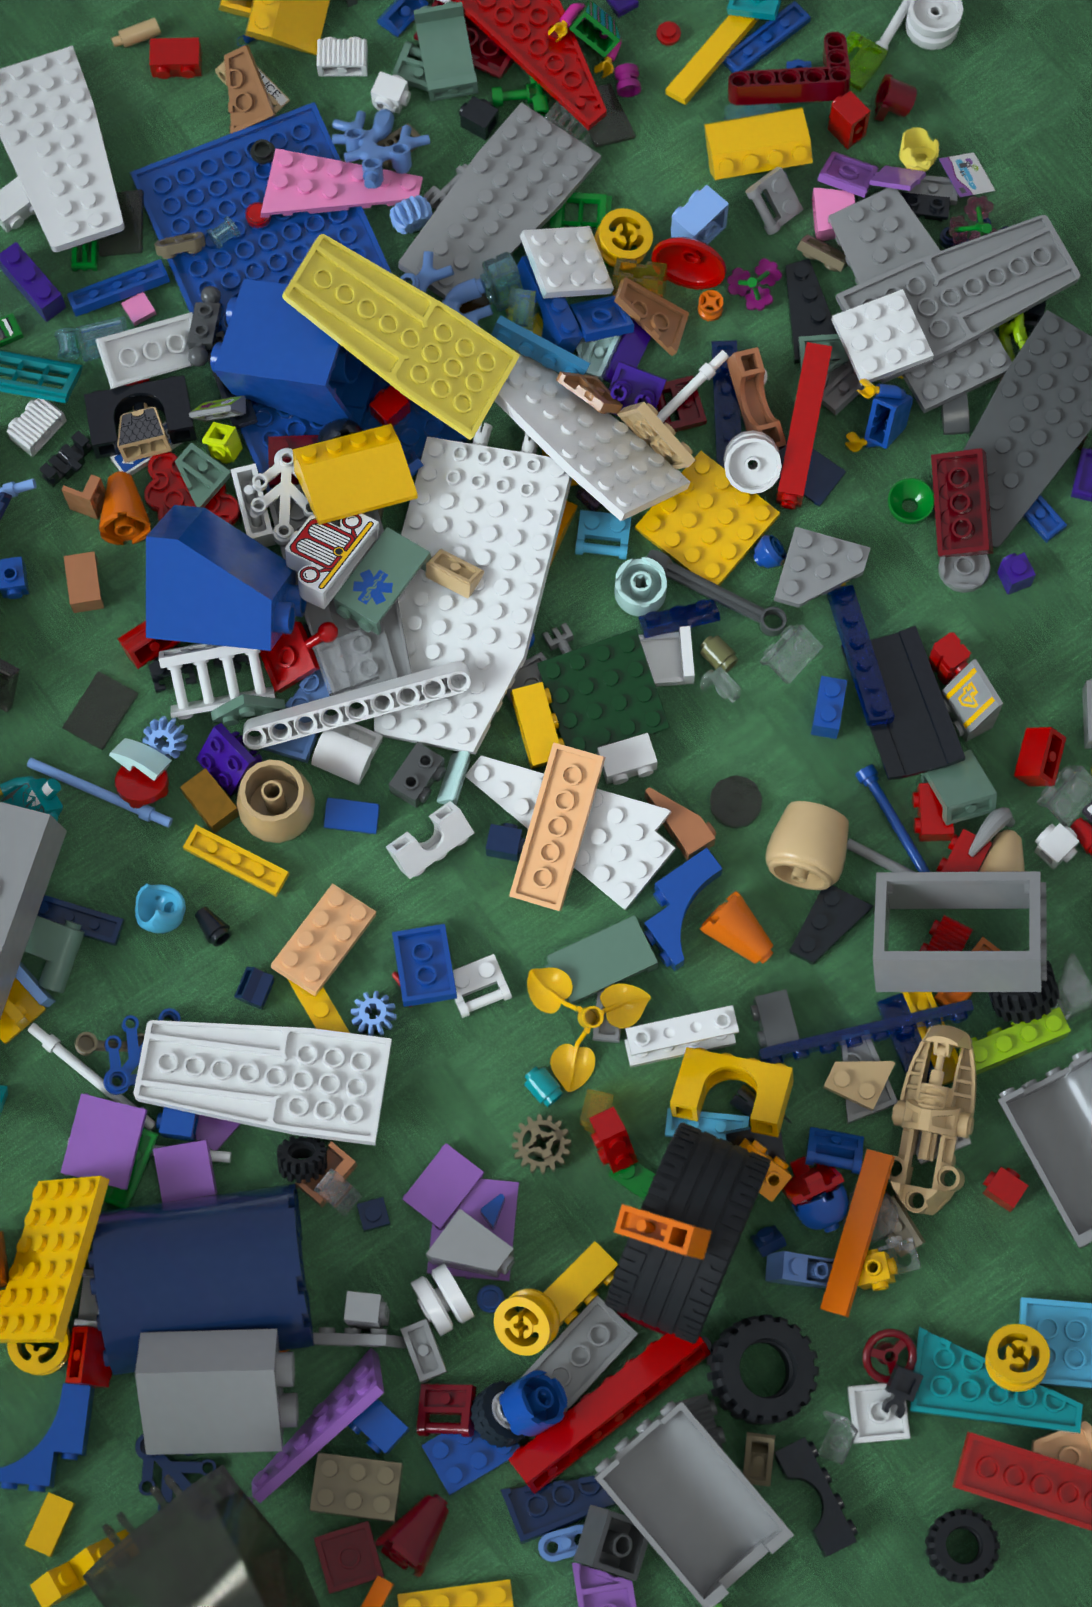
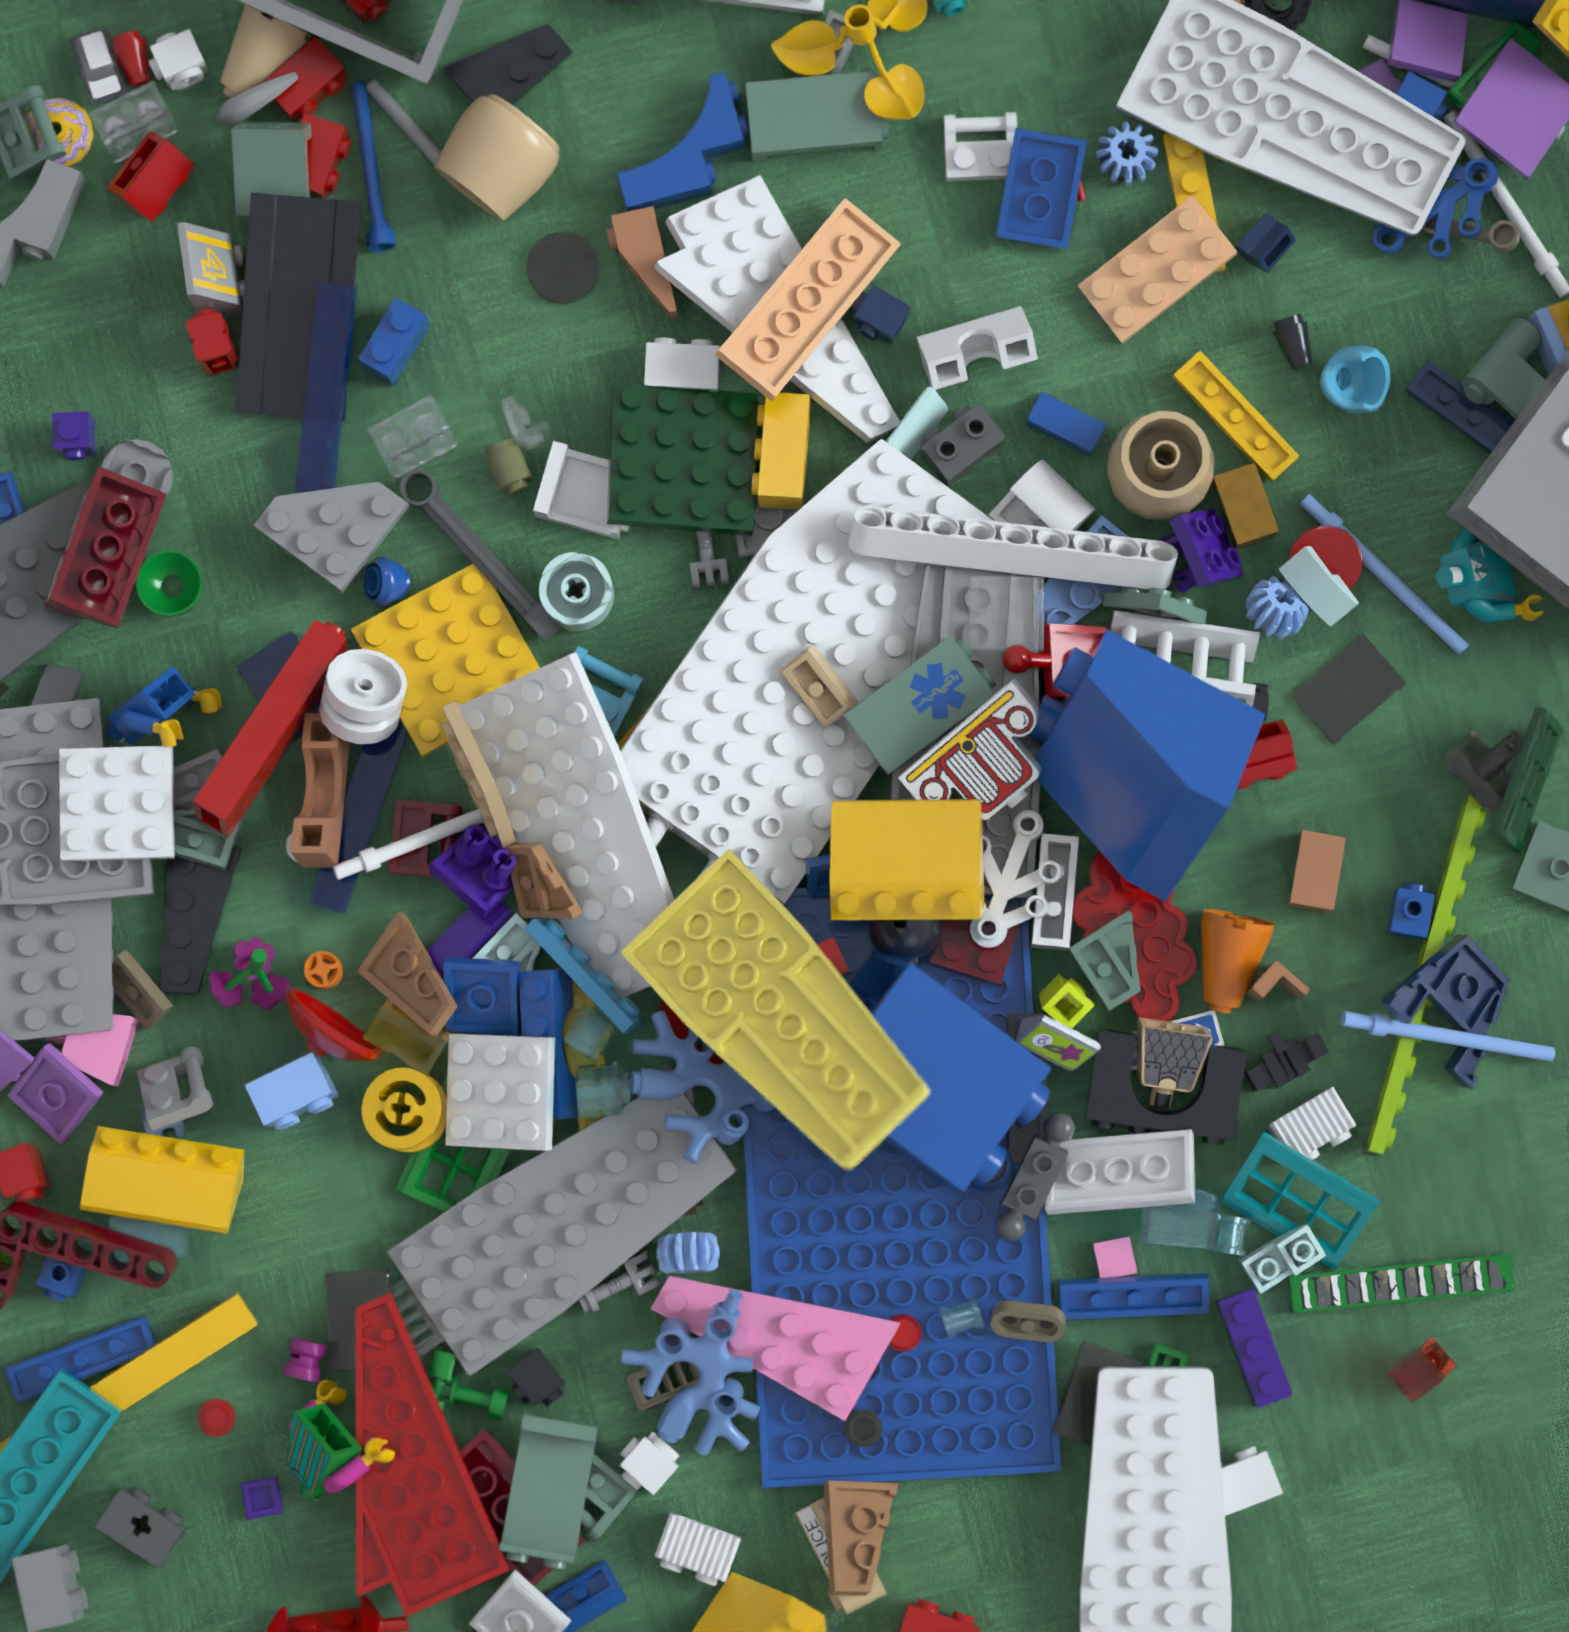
camera: 160 degrees left, 10 degrees up
(27, 345) = (1282, 1257): none -> light aqua slope
(678, 616) = (539, 534): clear blue plate -> none
(738, 929) = (628, 95): orange cone -> none

